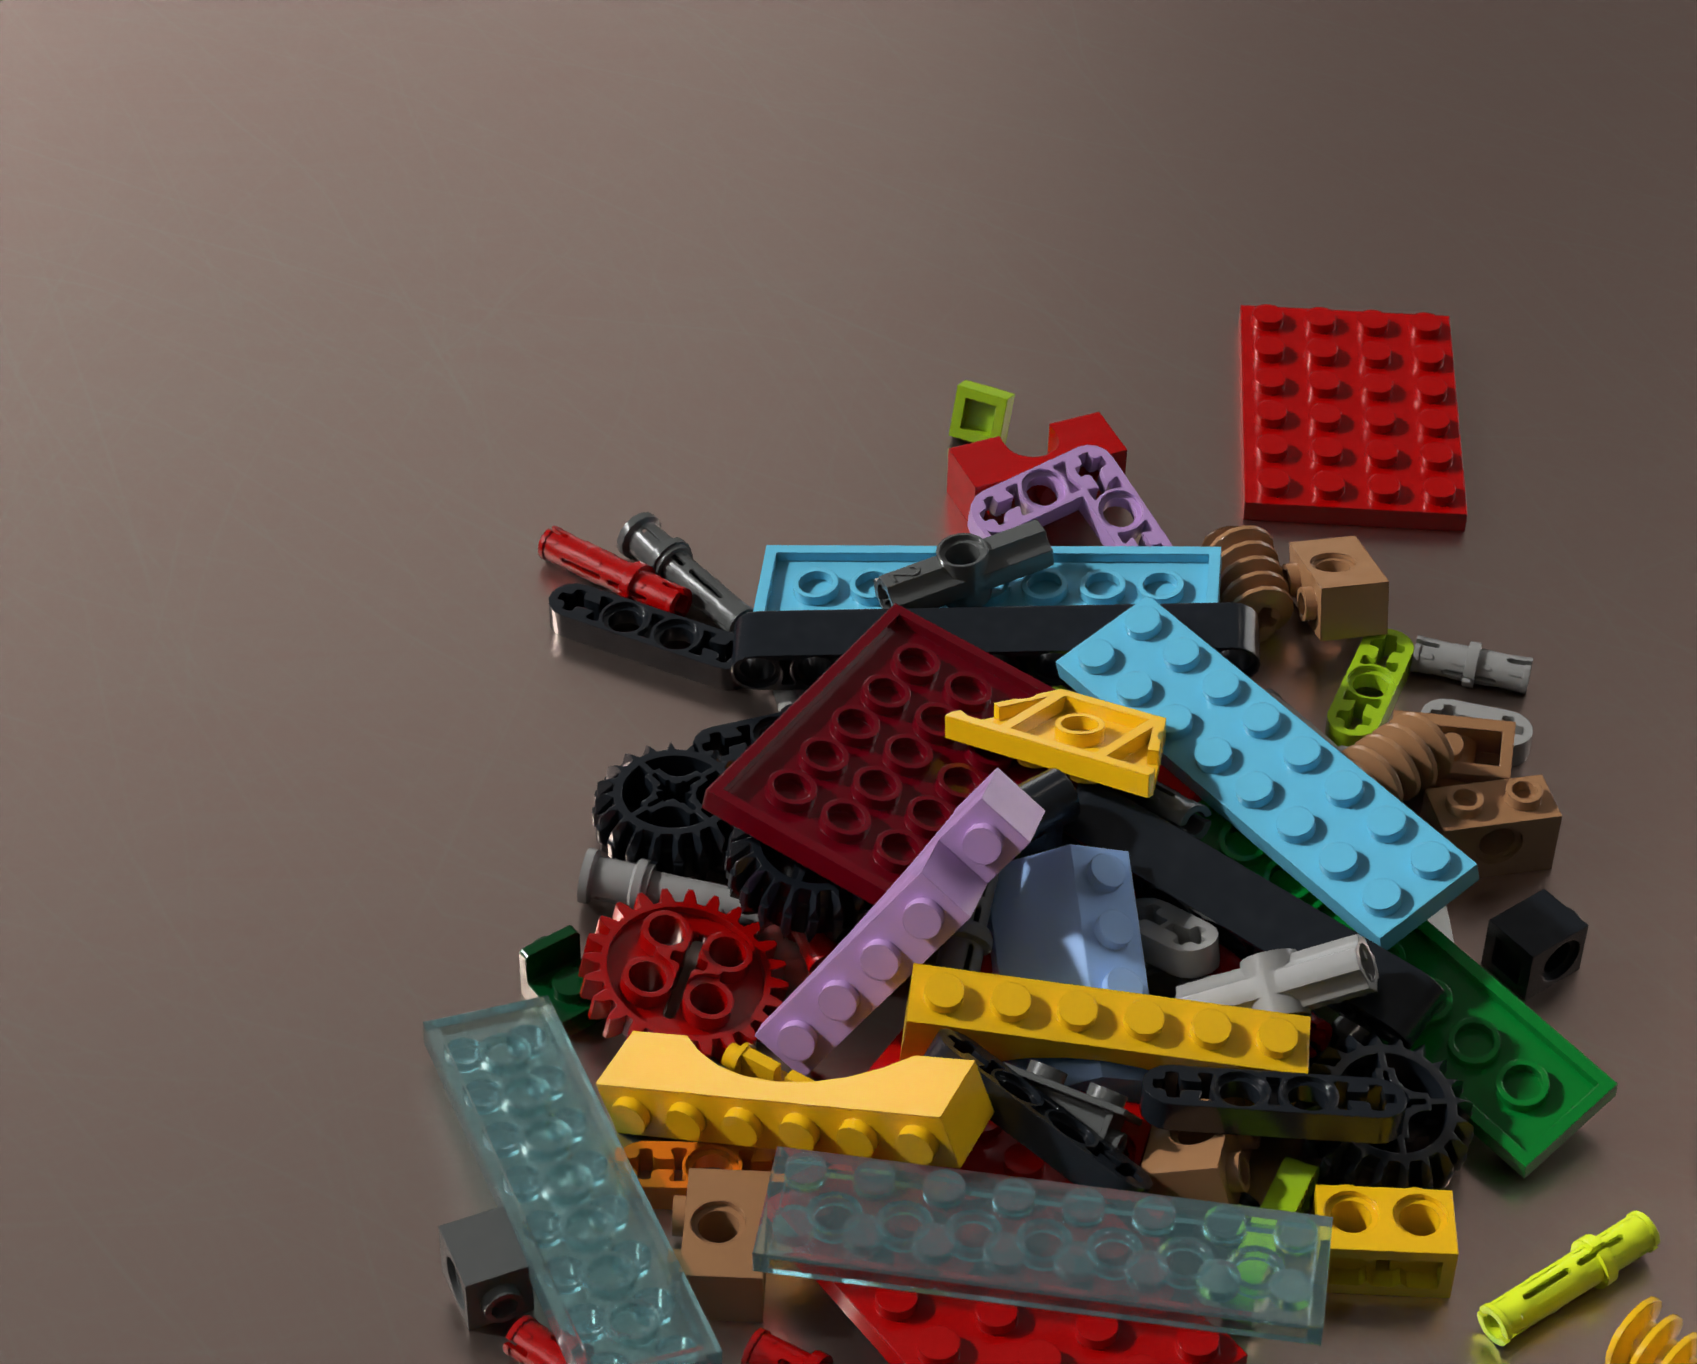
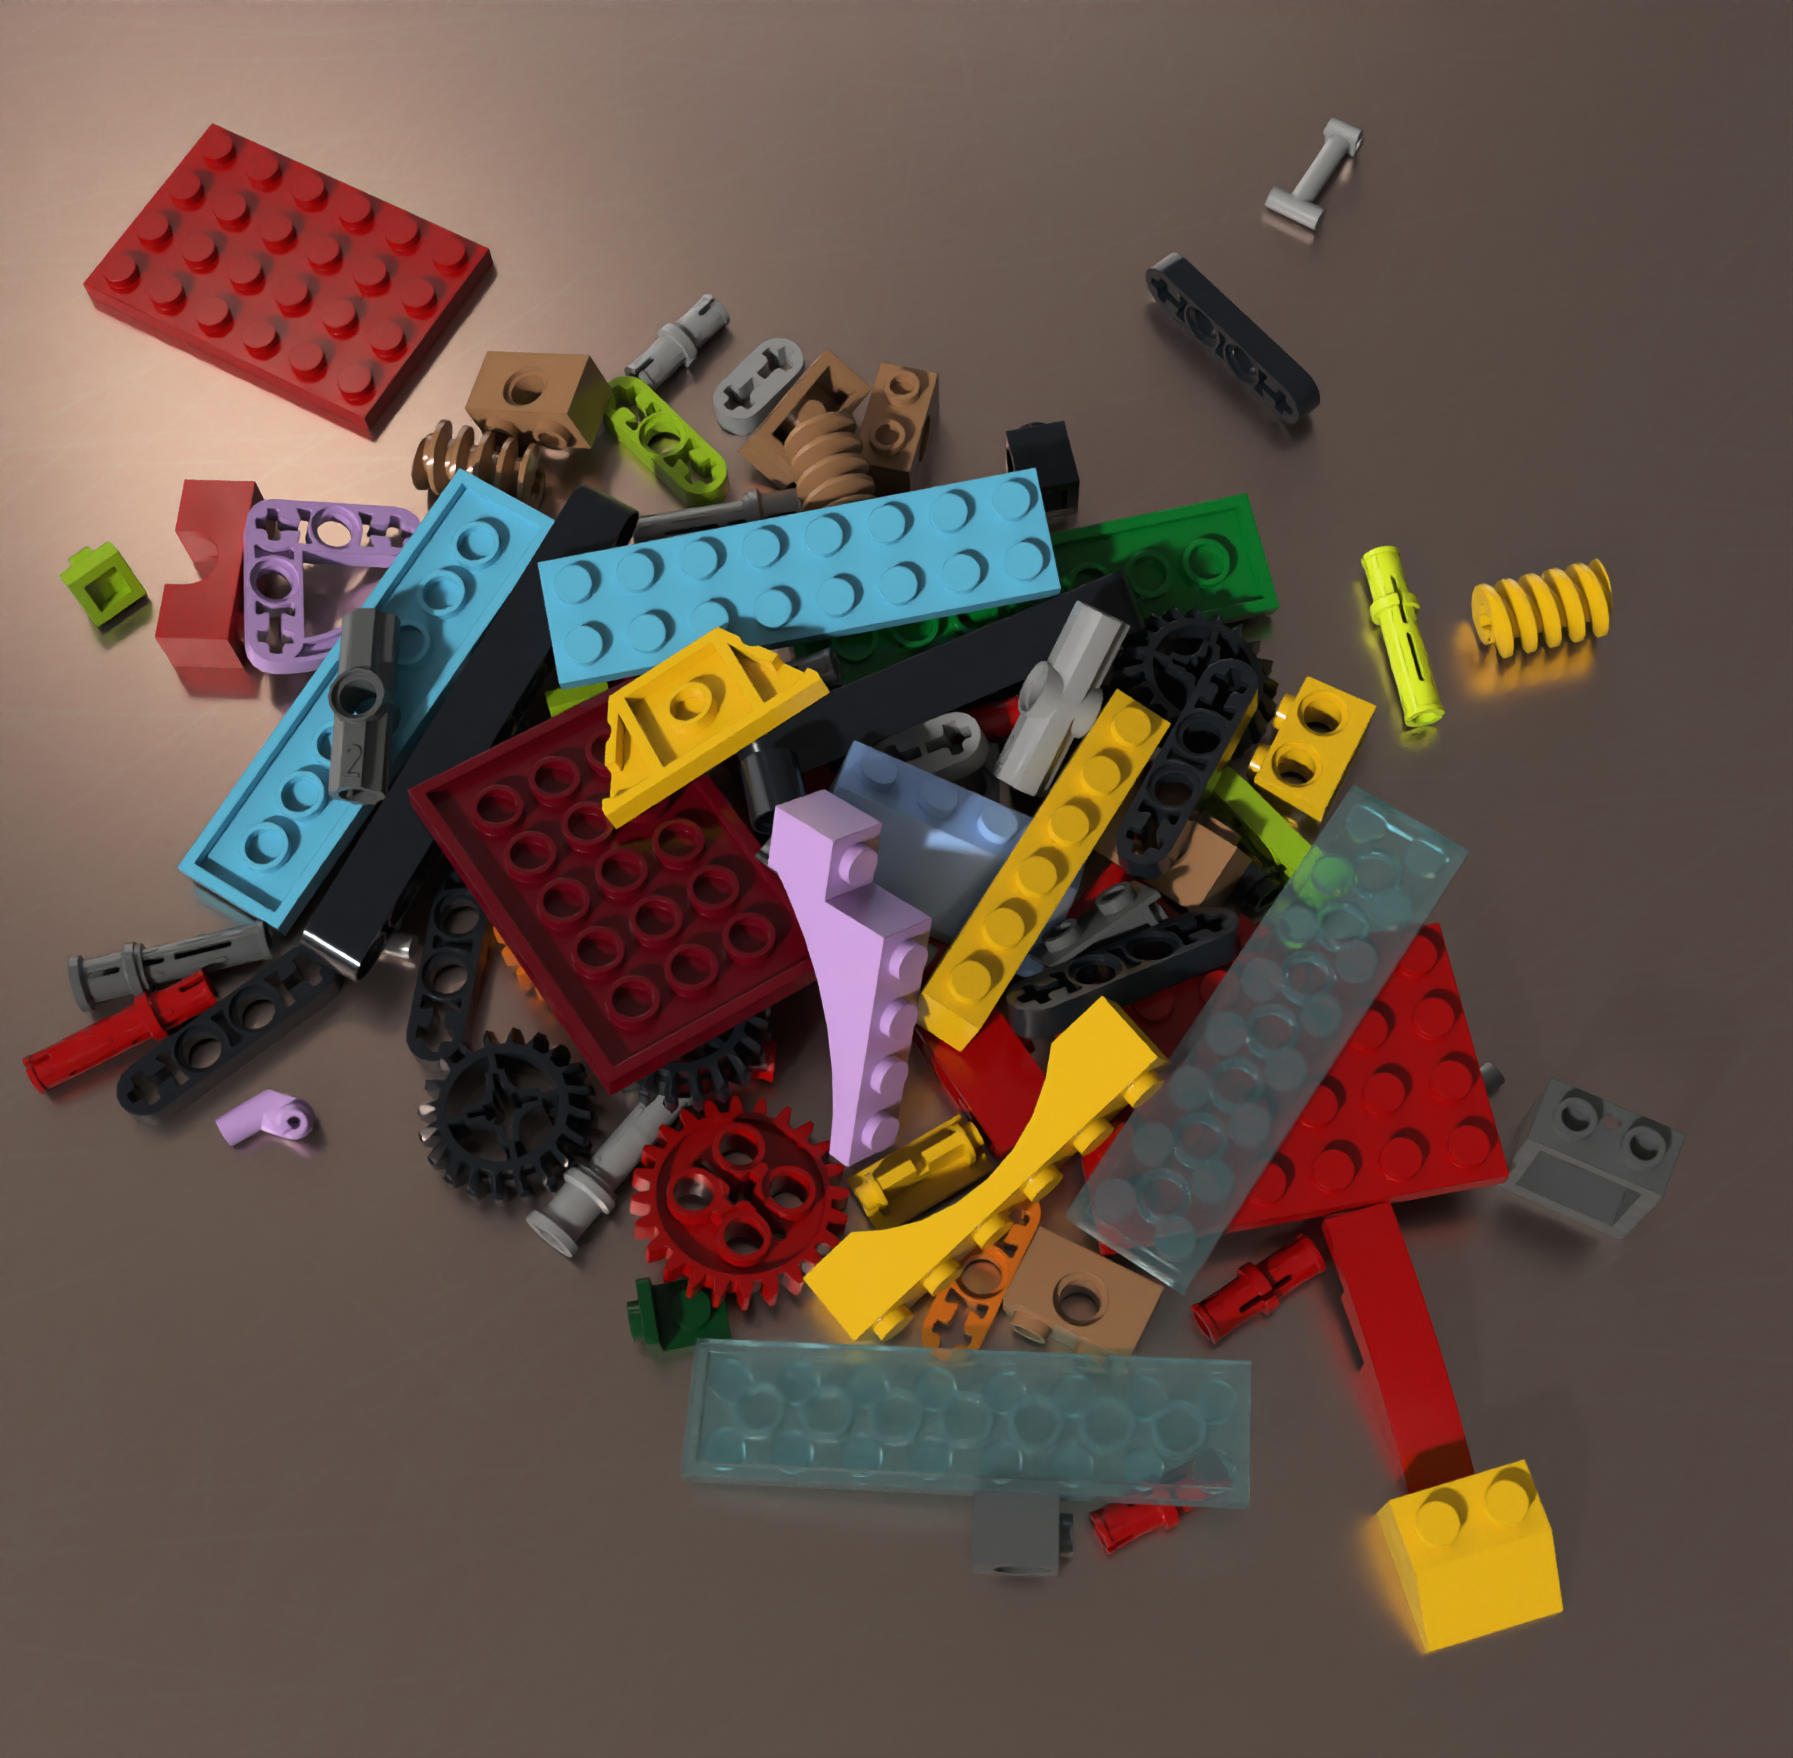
camera: 60 degrees left, 25 degrees up
(598, 682) = (268, 1112): none -> lavender arm

